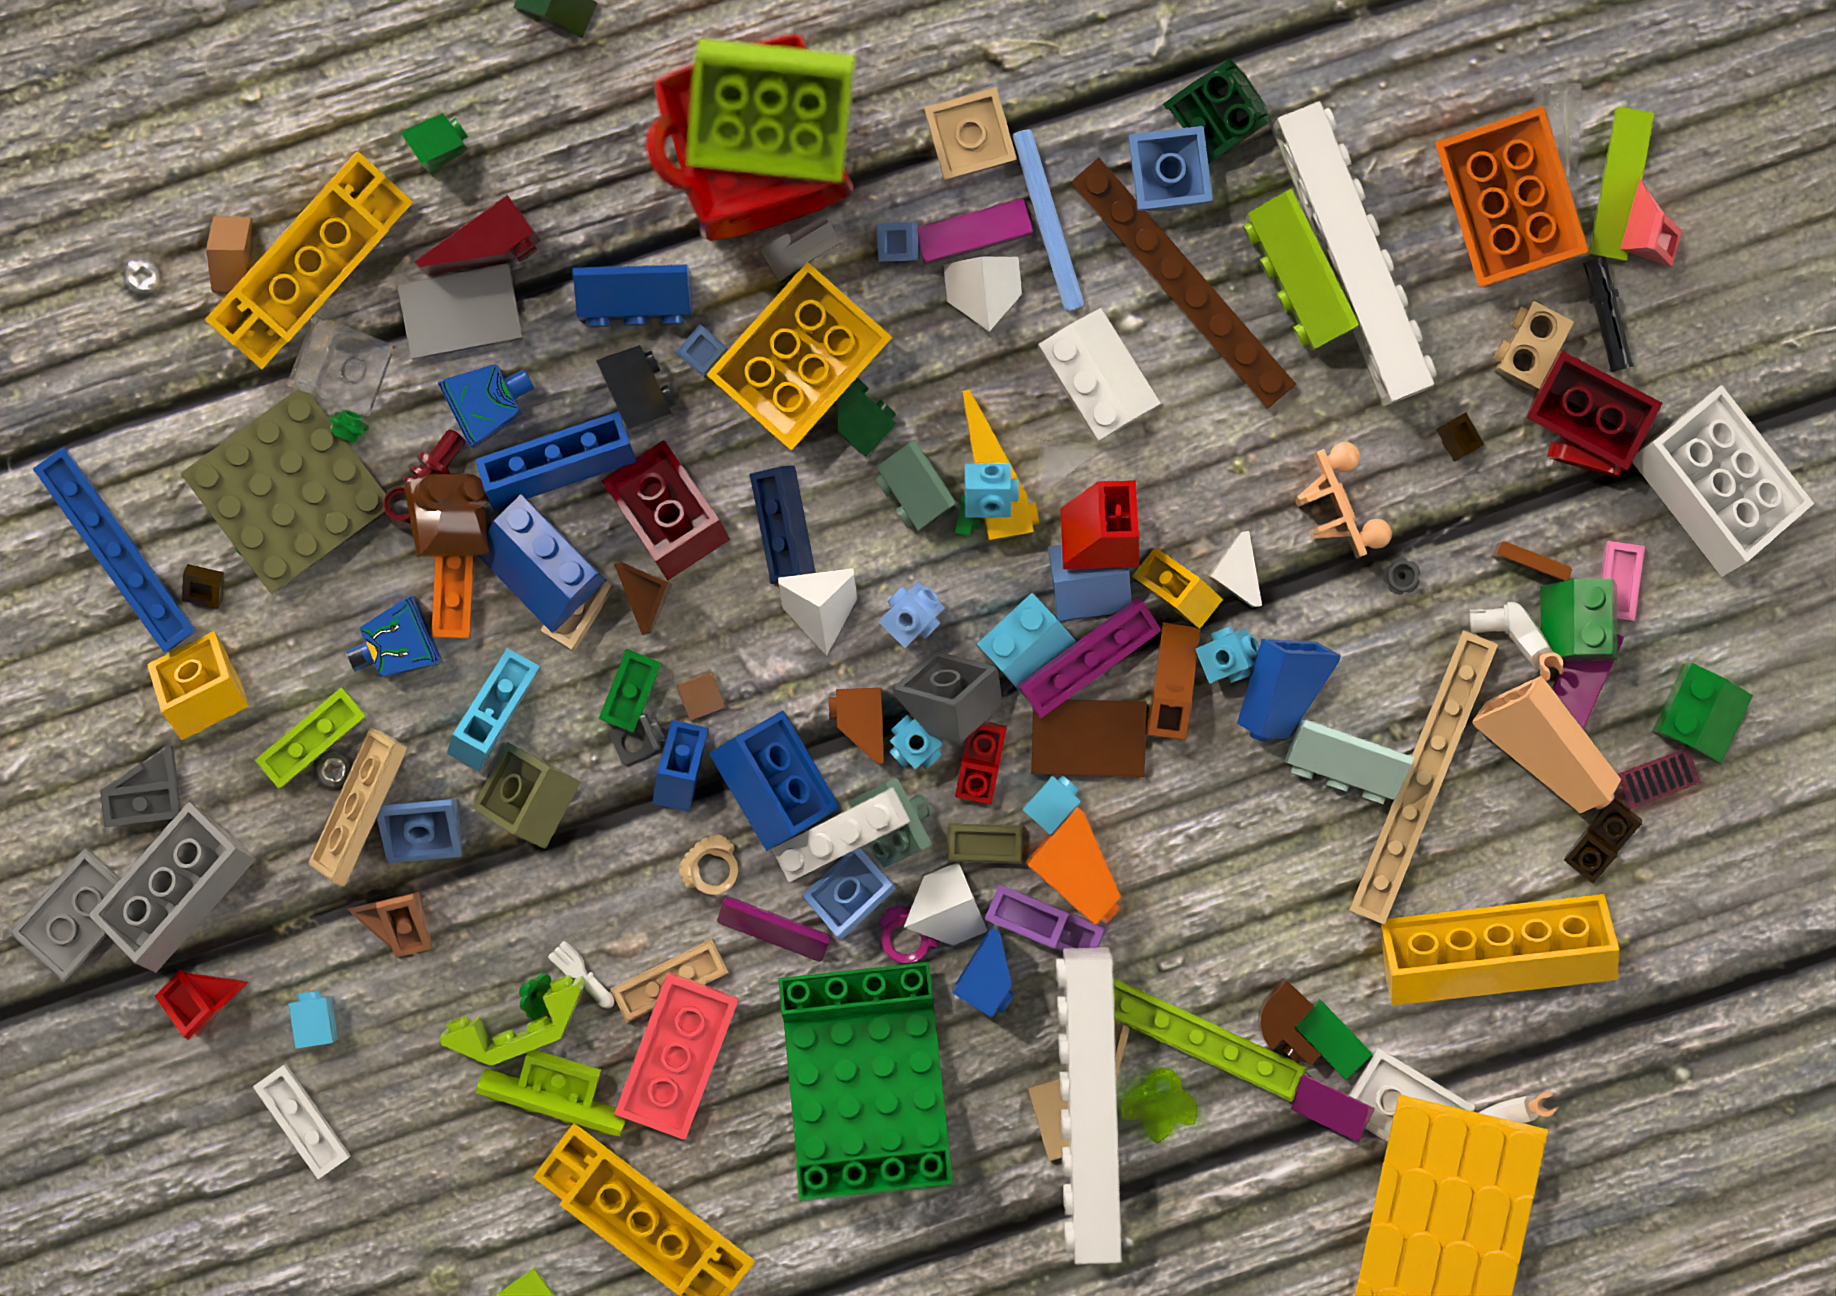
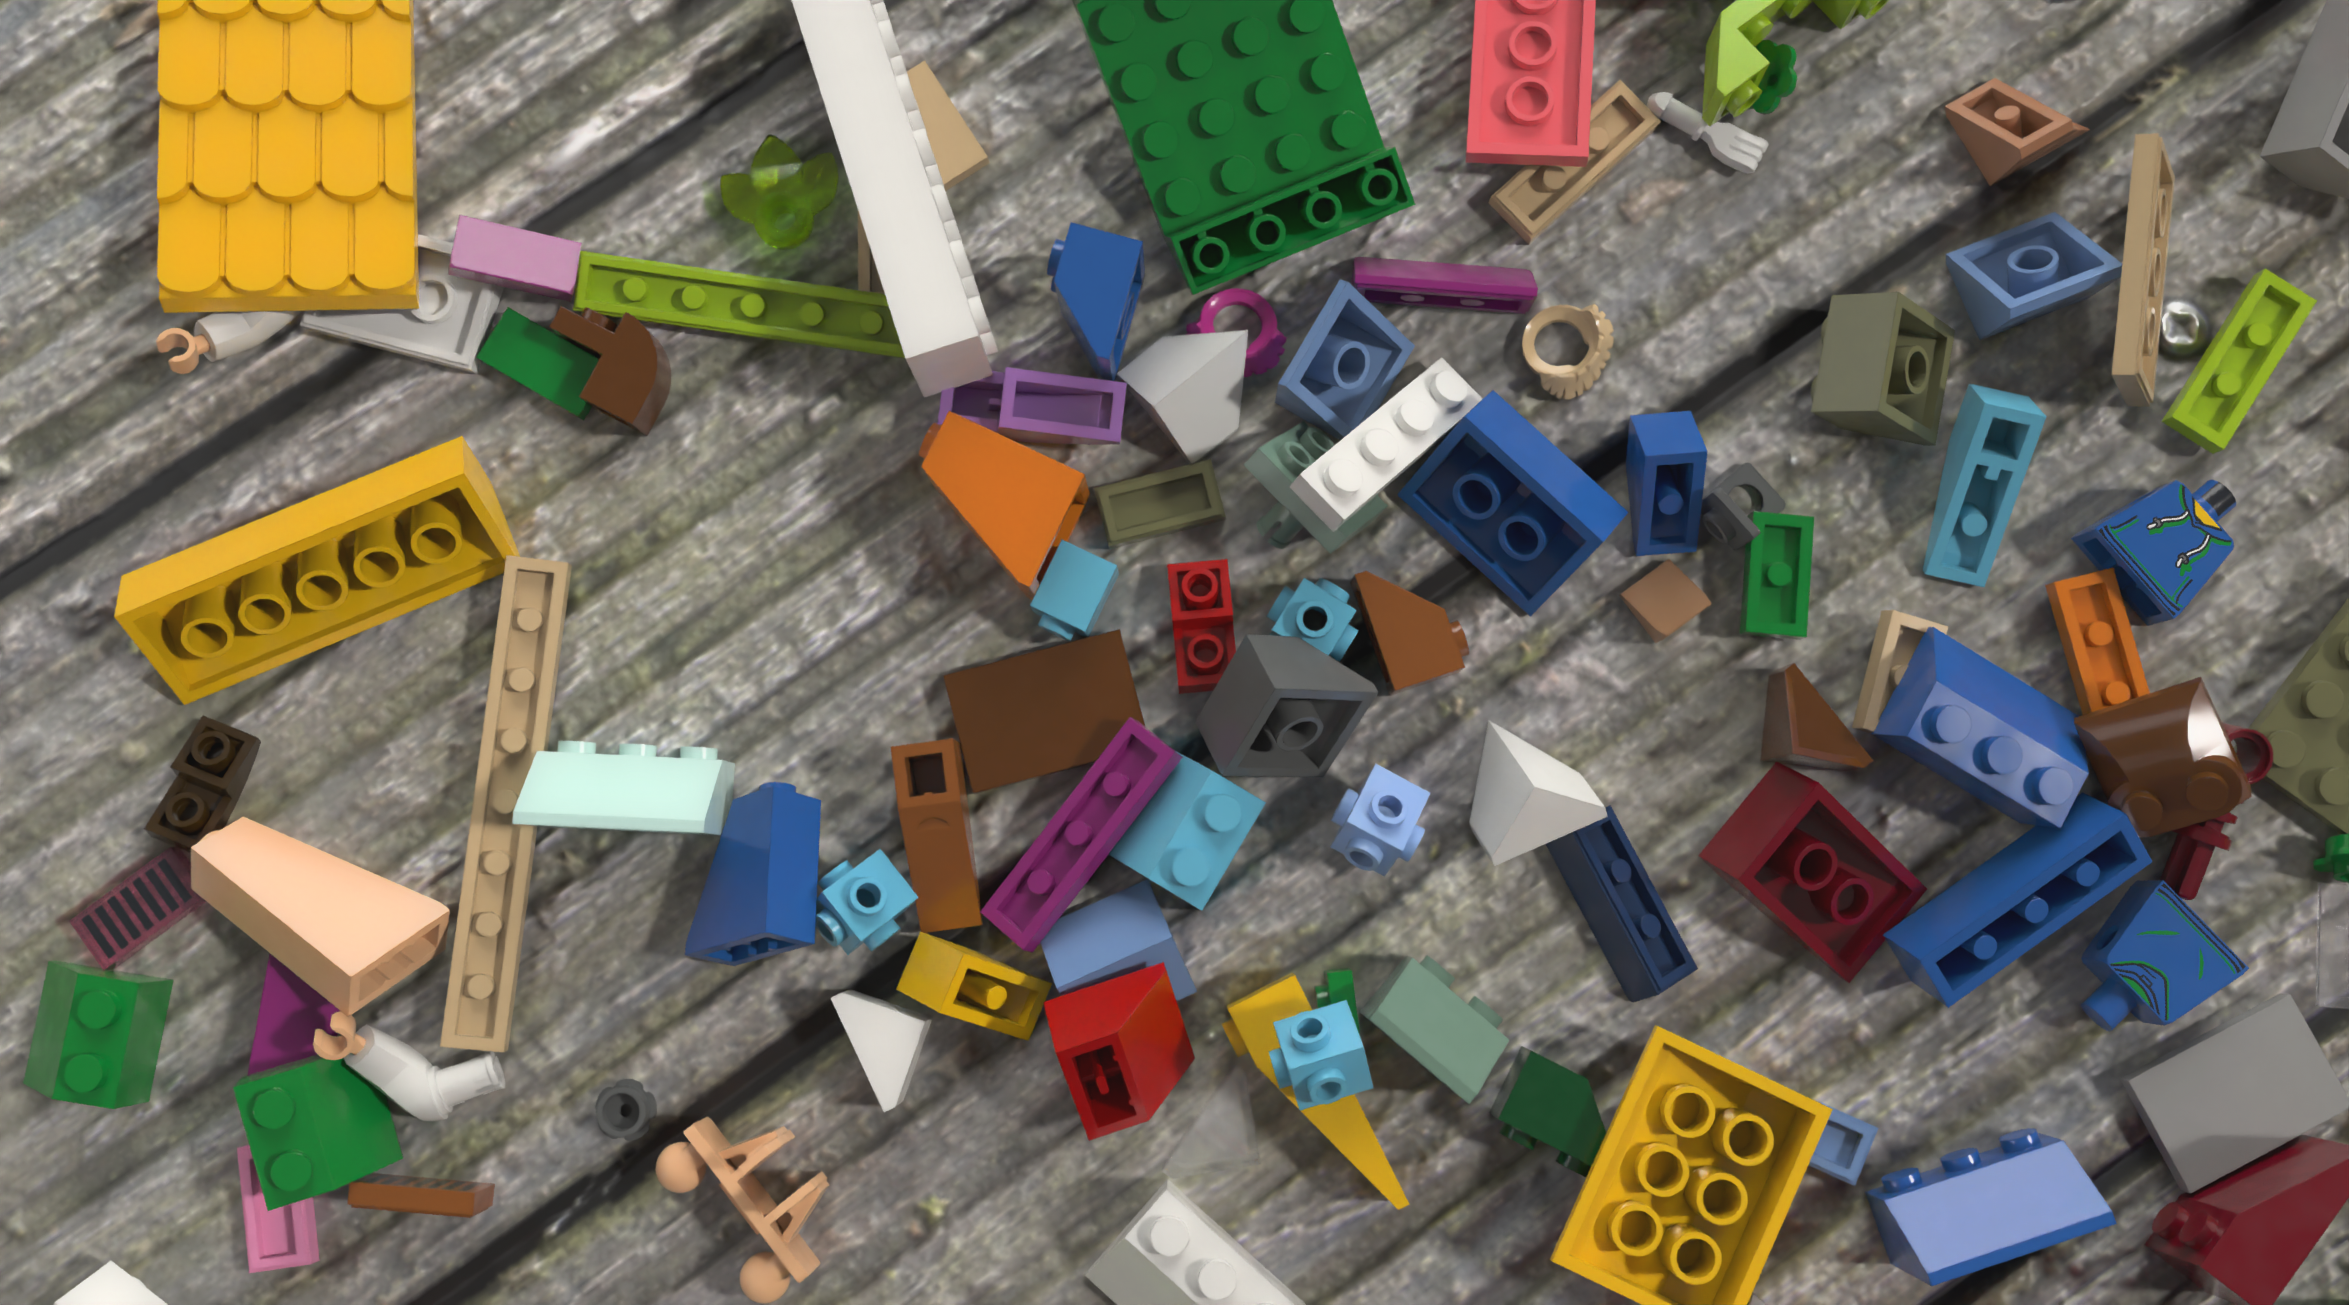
camera: 165 degrees right, 5 degrees down
(636, 388) = (1931, 1051): black slope -> none

